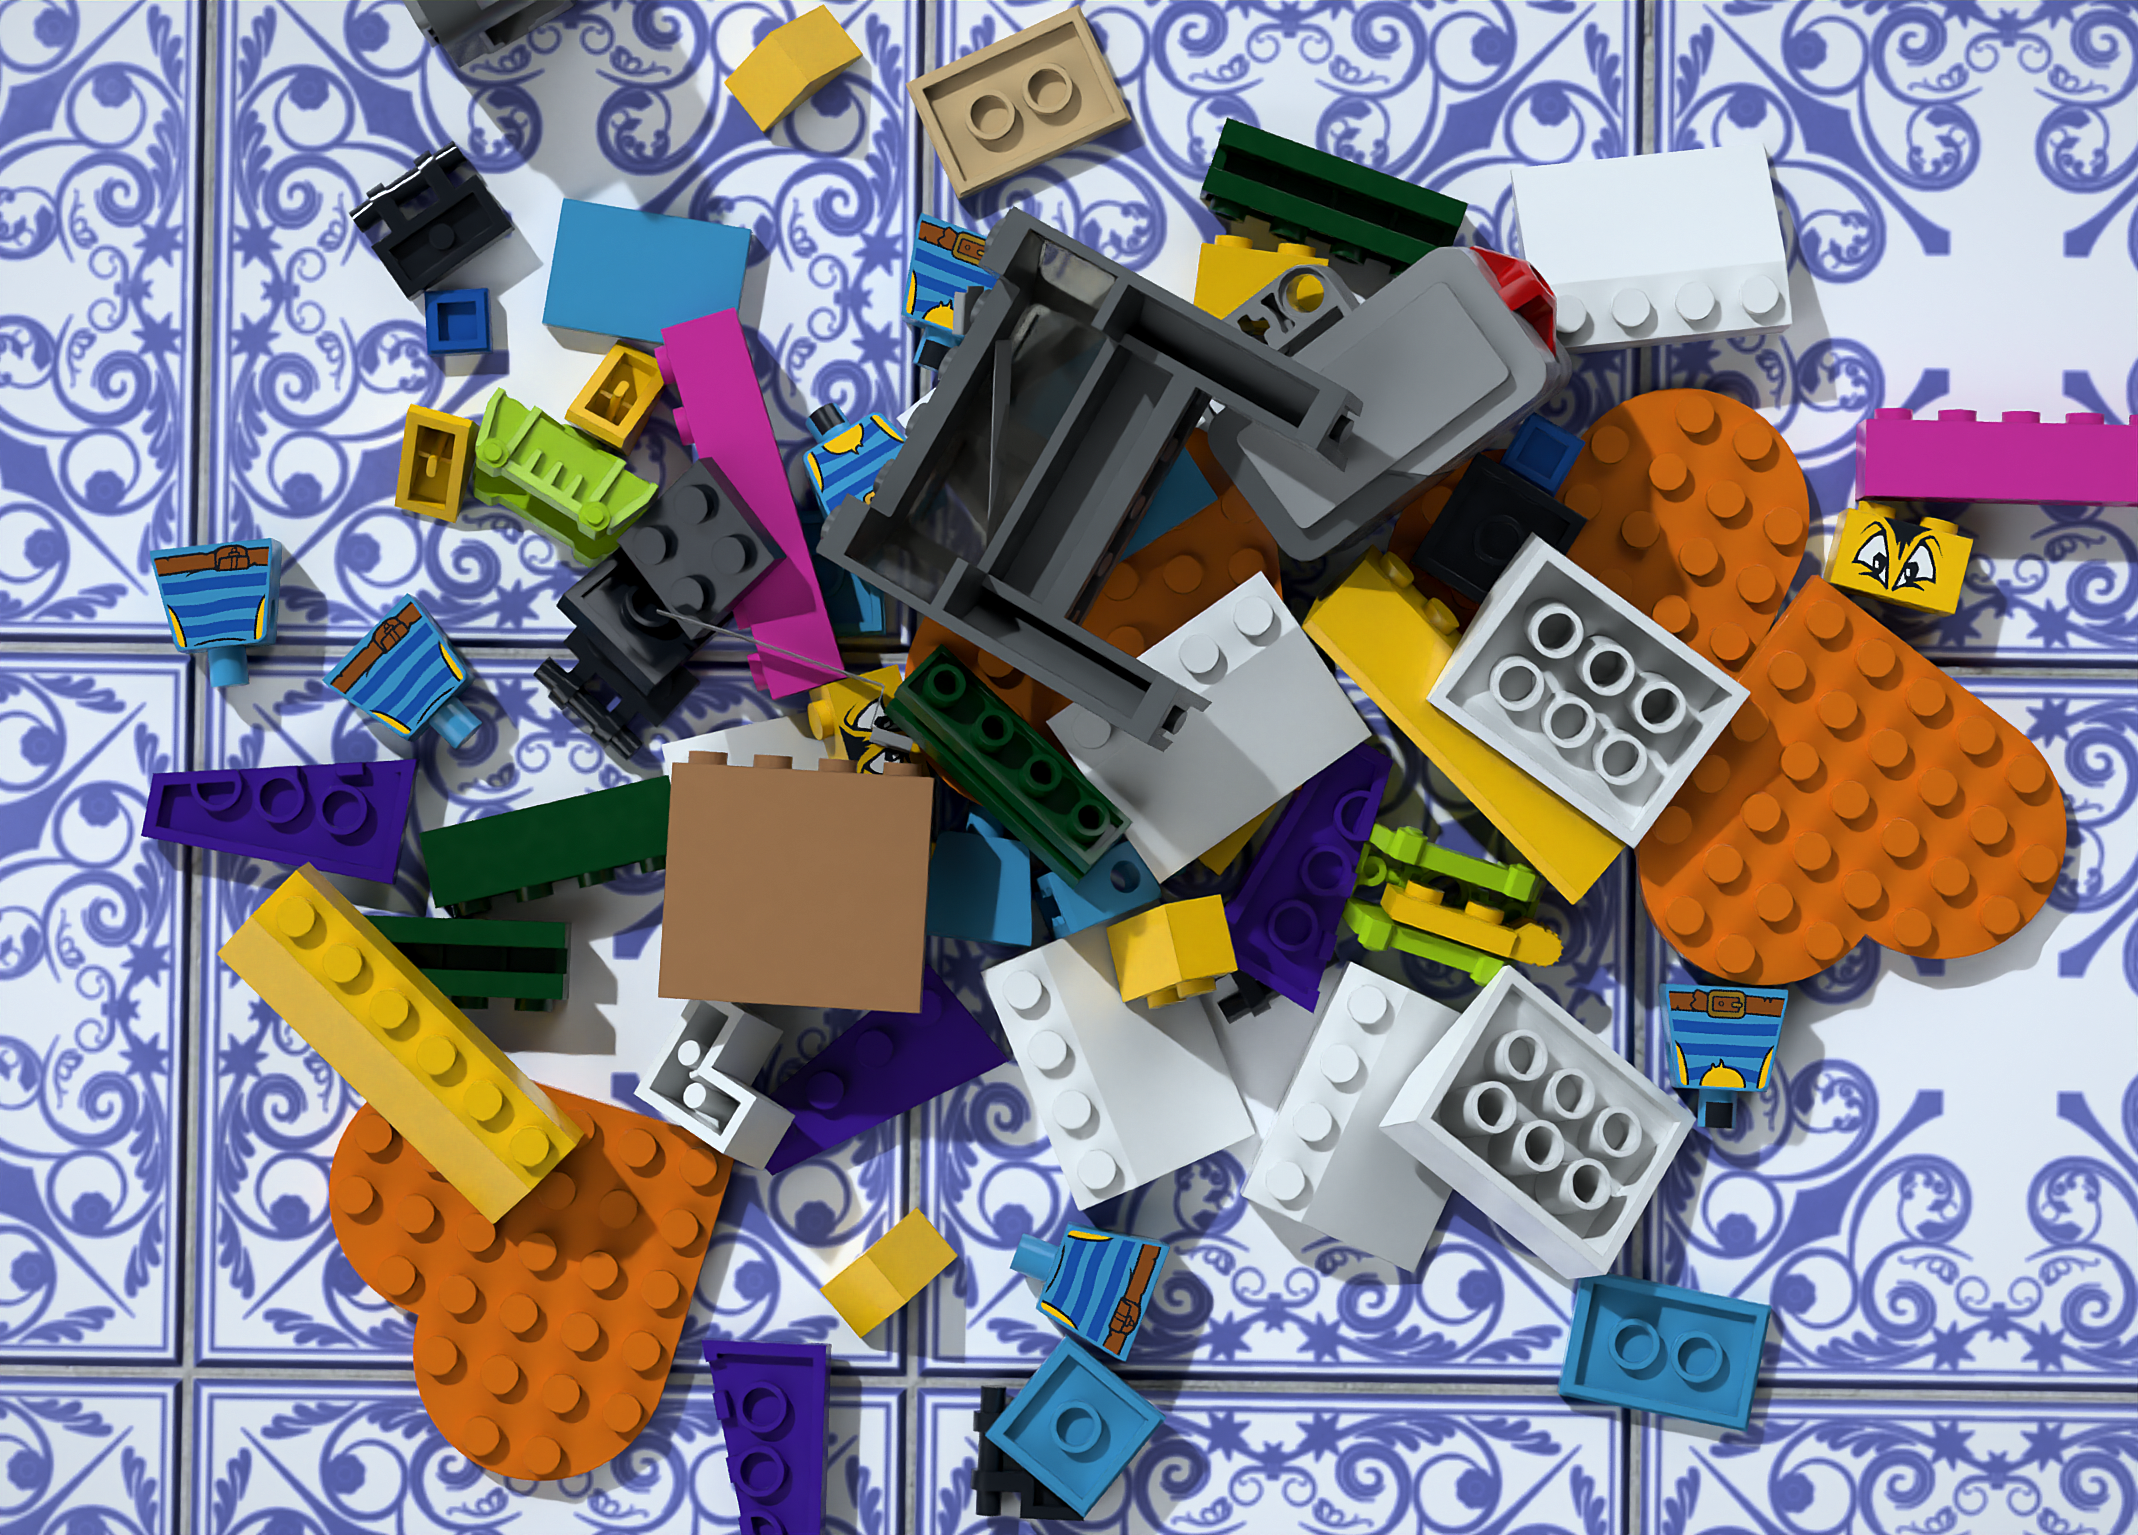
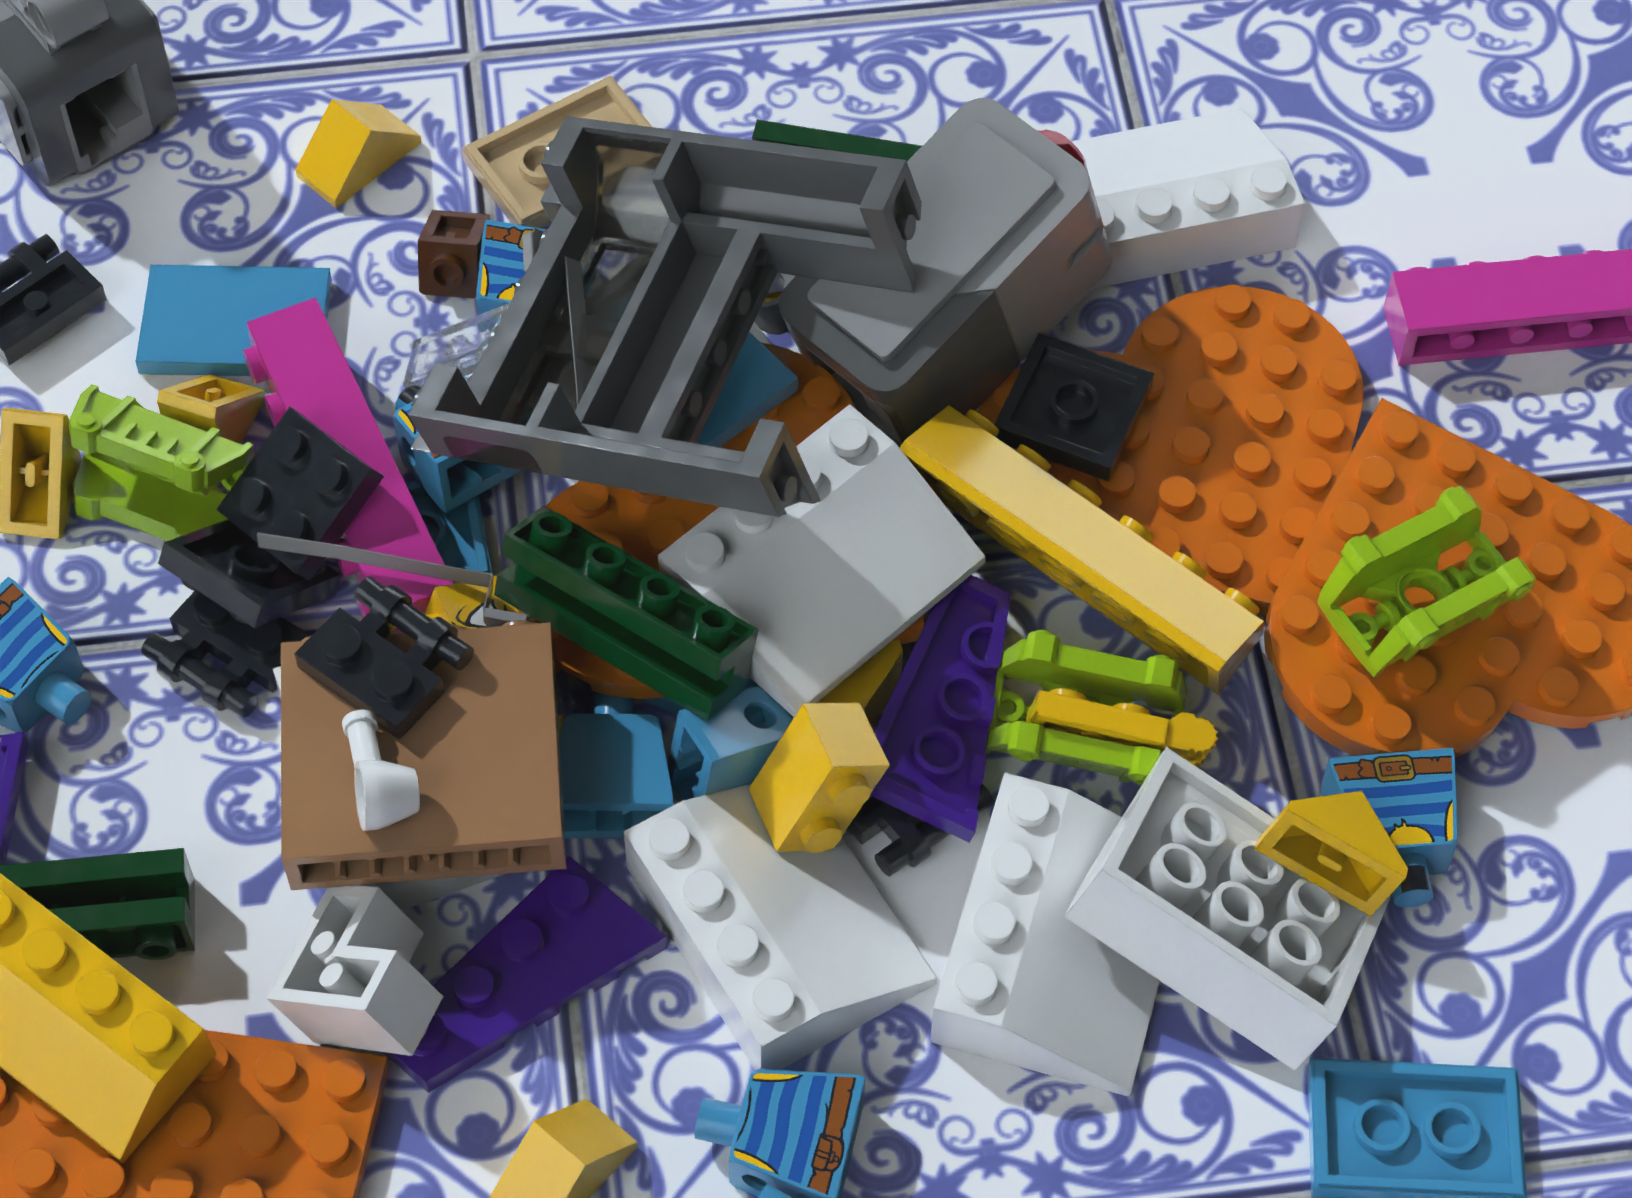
camera: 10 degrees left, 30 degrees down
(458, 322) = (54, 376): blue tile -> none
(548, 844) = (164, 790): dark green brick -> none
(756, 815) = (372, 672): none -> black plate
(758, 954) = (382, 789): none -> white bar
(879, 372) = (455, 345): none -> clear plate
(883, 224) = (450, 253): none -> reddish brown bracket
(1542, 453) = (1101, 332): blue tile -> none
(1585, 691) = (1190, 486): white slope -> none
(1651, 1089) = (1337, 847): none -> yellow slope
(1823, 859) = (1407, 559): none -> lime piece
(1898, 560) = (1458, 389): yellow brick -> none

